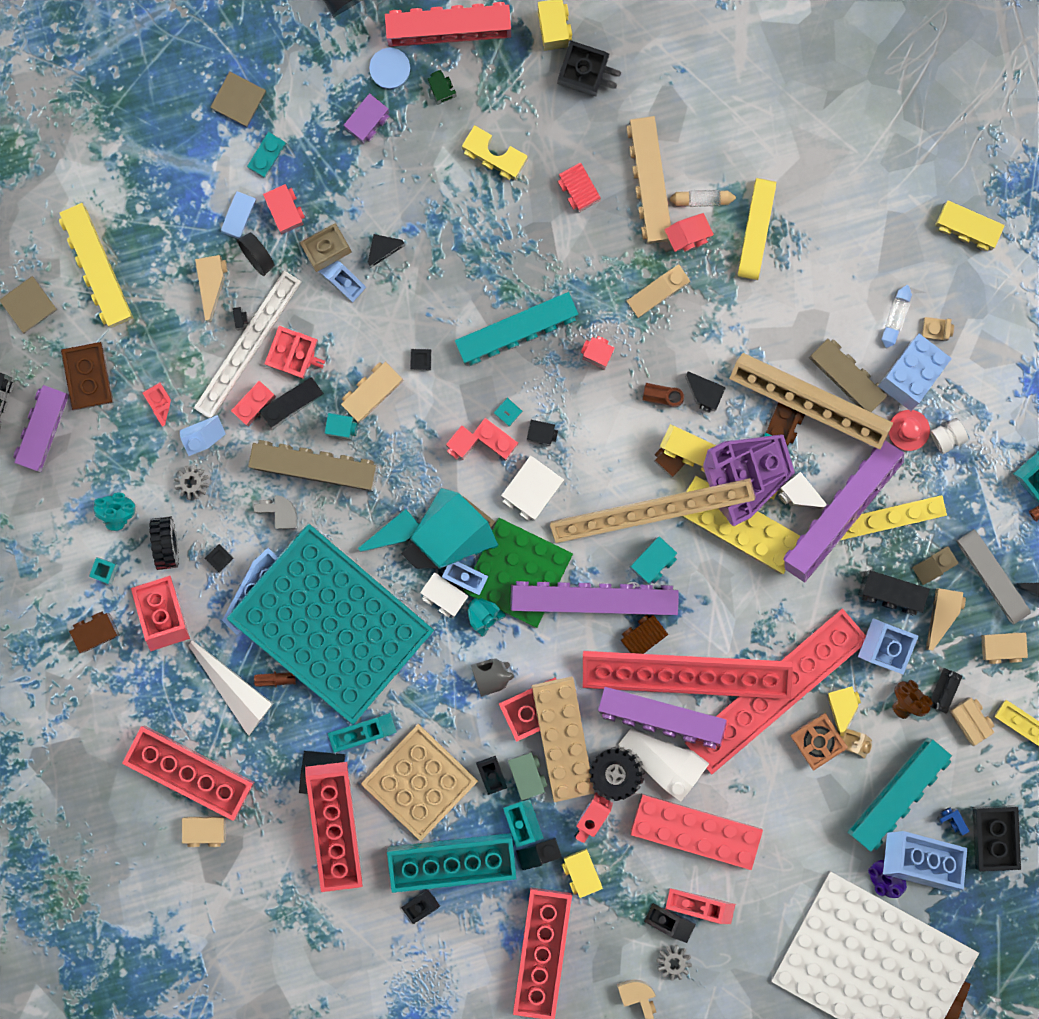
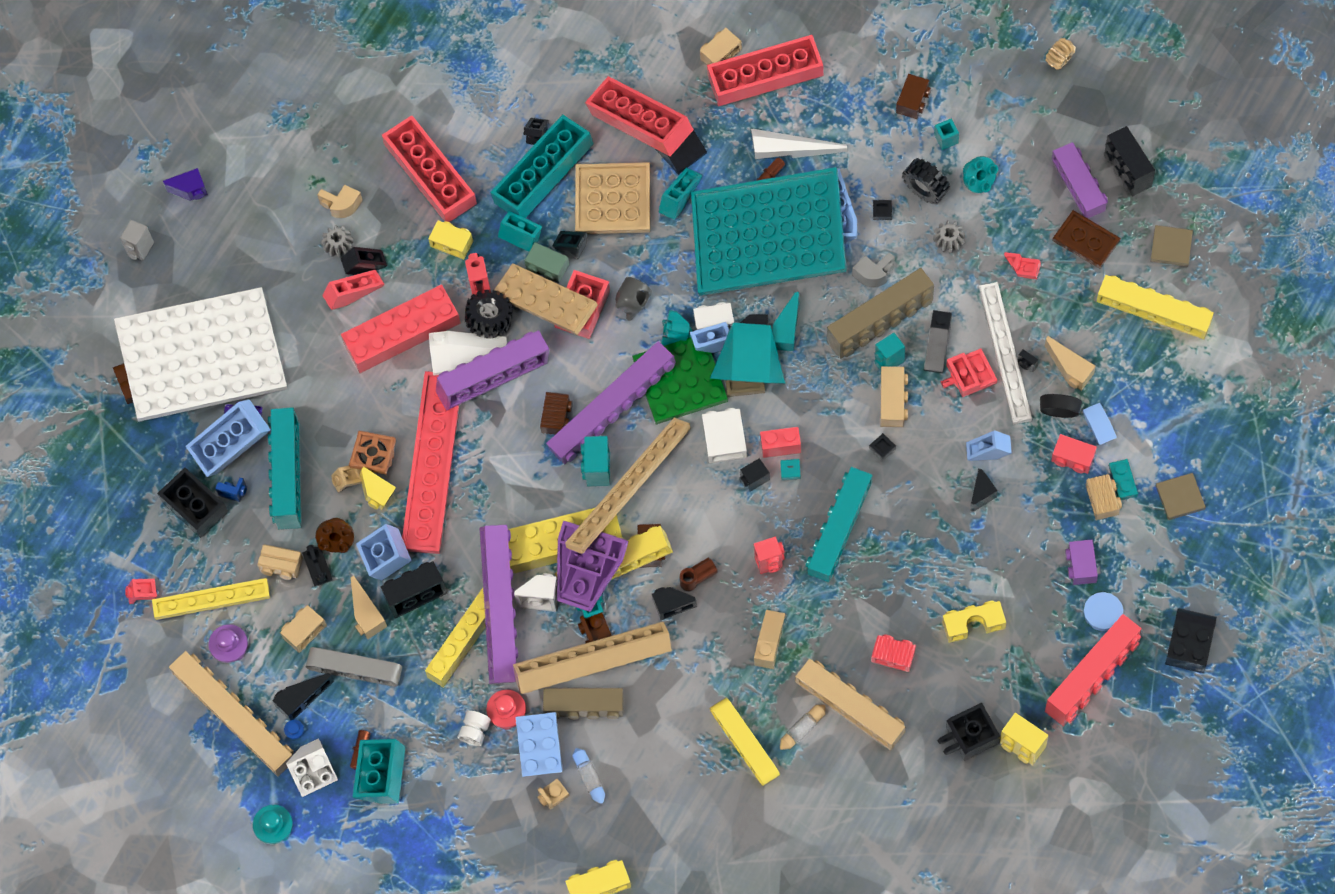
camera: 140 degrees right, 20 degrees down
(160, 613) = (884, 144): coral slope -> none
(202, 435) = (973, 268): light blue slope -> none
(250, 405) = (961, 318): coral brick -> none
(297, 154) = (1103, 497): none -> tan brick
(325, 247) = (1019, 454): dark tan tile -> none
(441, 87) = (1055, 629): dark green brick -> none
(461, 443) = (799, 414): coral brick -> none
(539, 854) = (490, 227): black slope -> none
(687, 674) = (501, 412): coral plate -> none
(689, 232) = (787, 689): coral brick -> none
(935, 565) = (401, 639): dark tan slope -> none

